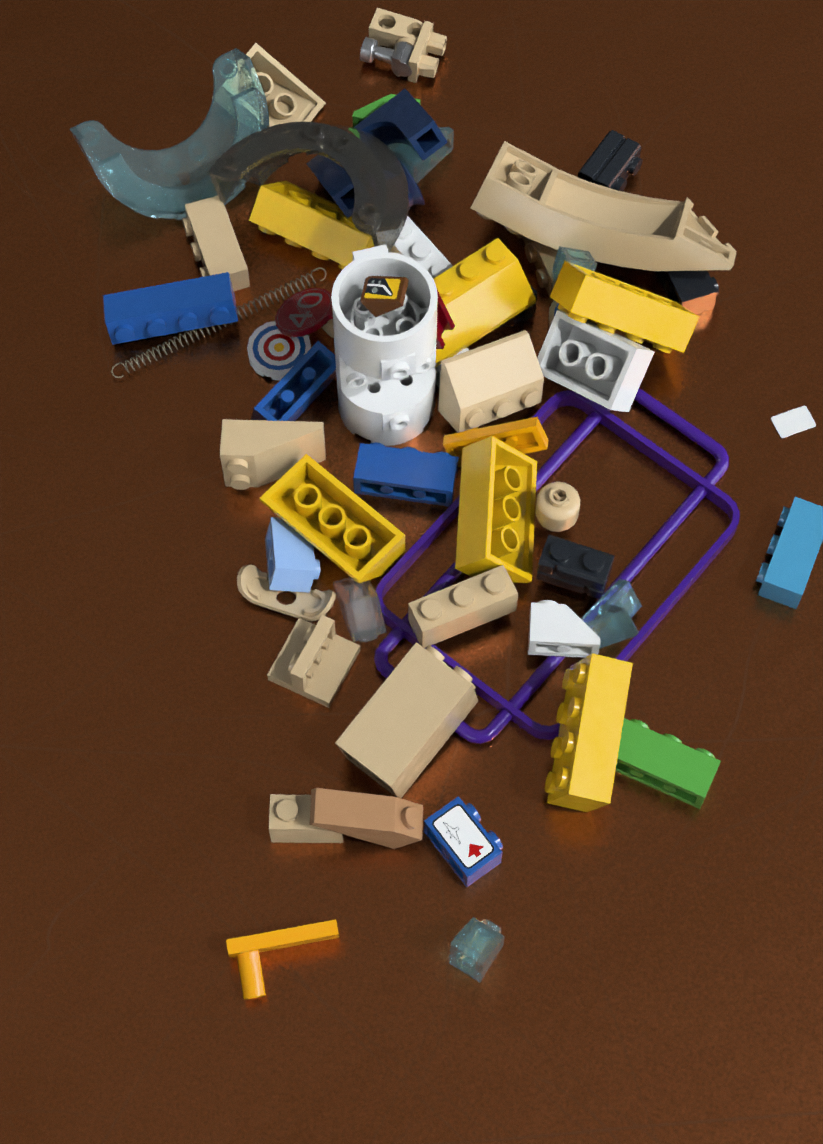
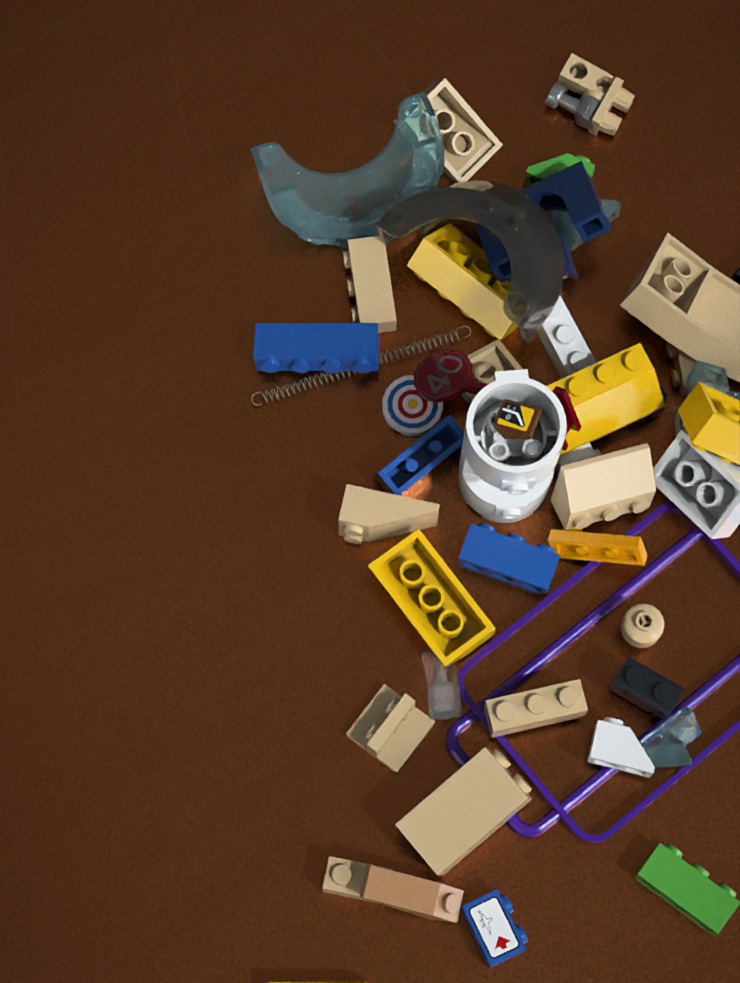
camera: 10 degrees right, 10 degrees up
(289, 559) = (385, 625): light blue slope -> none
(308, 606) = (356, 647): tan piece -> none
(496, 510) = (584, 619): yellow slope -> none
(588, 733) = (625, 855): yellow brick -> none

